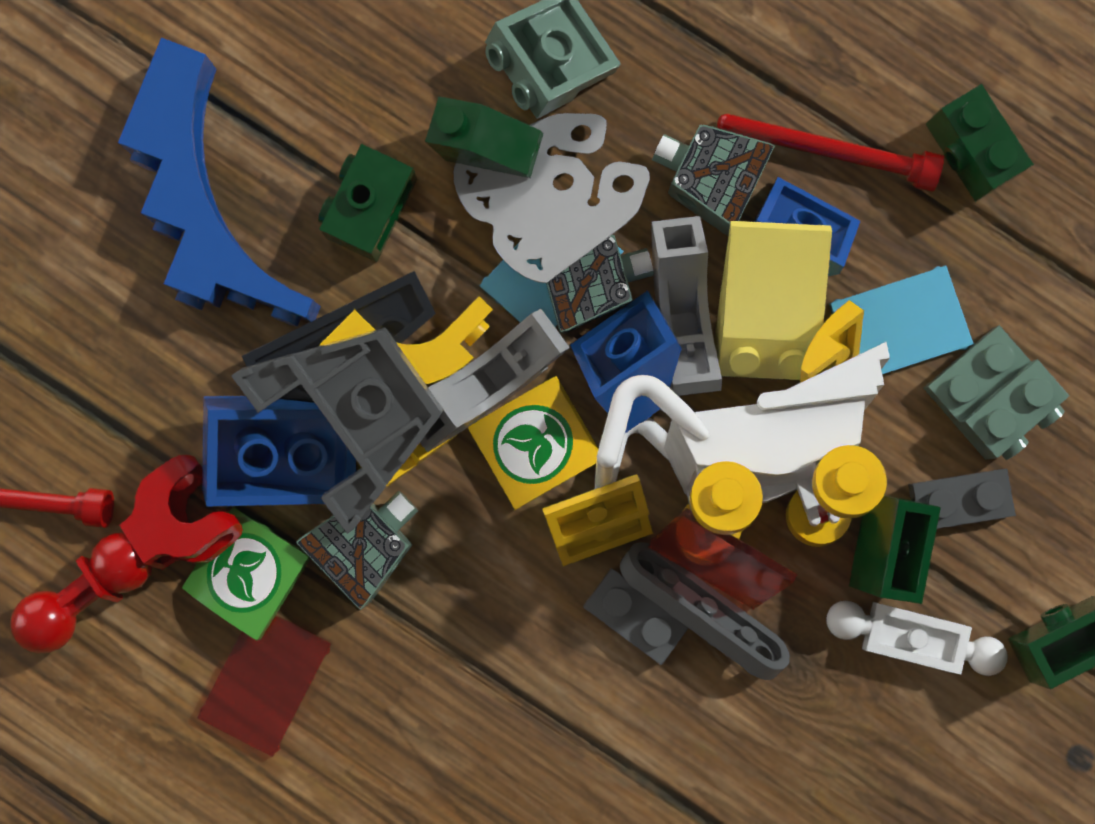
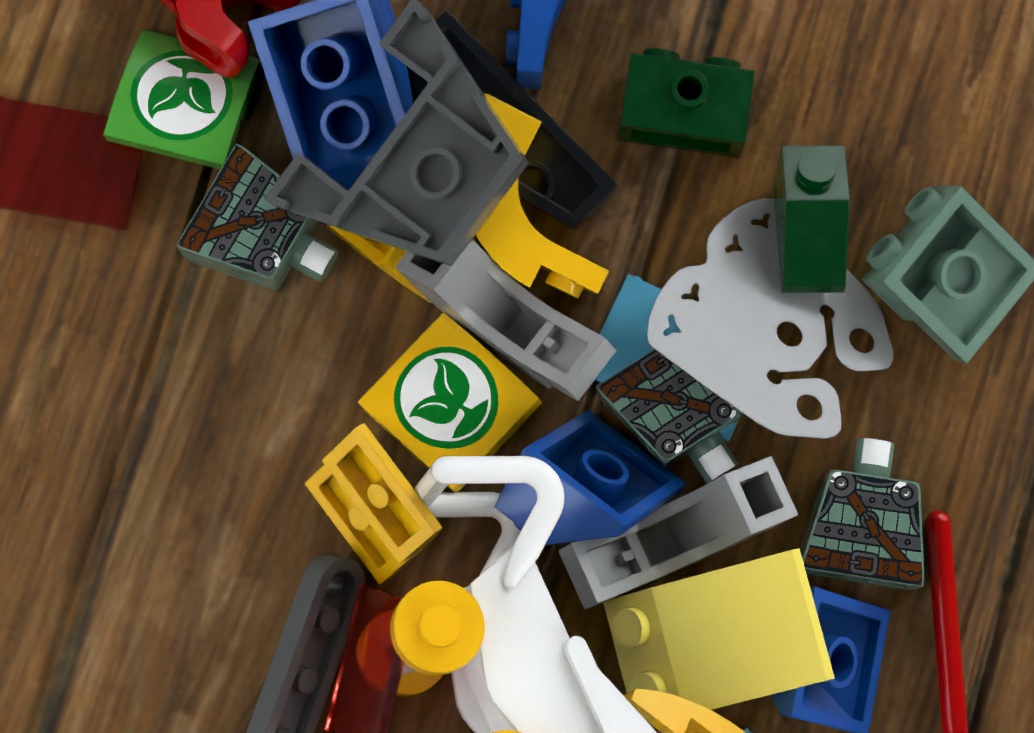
camera: 70 degrees right, 5 degrees down
(635, 617) = (265, 593): dark grey plate -> none

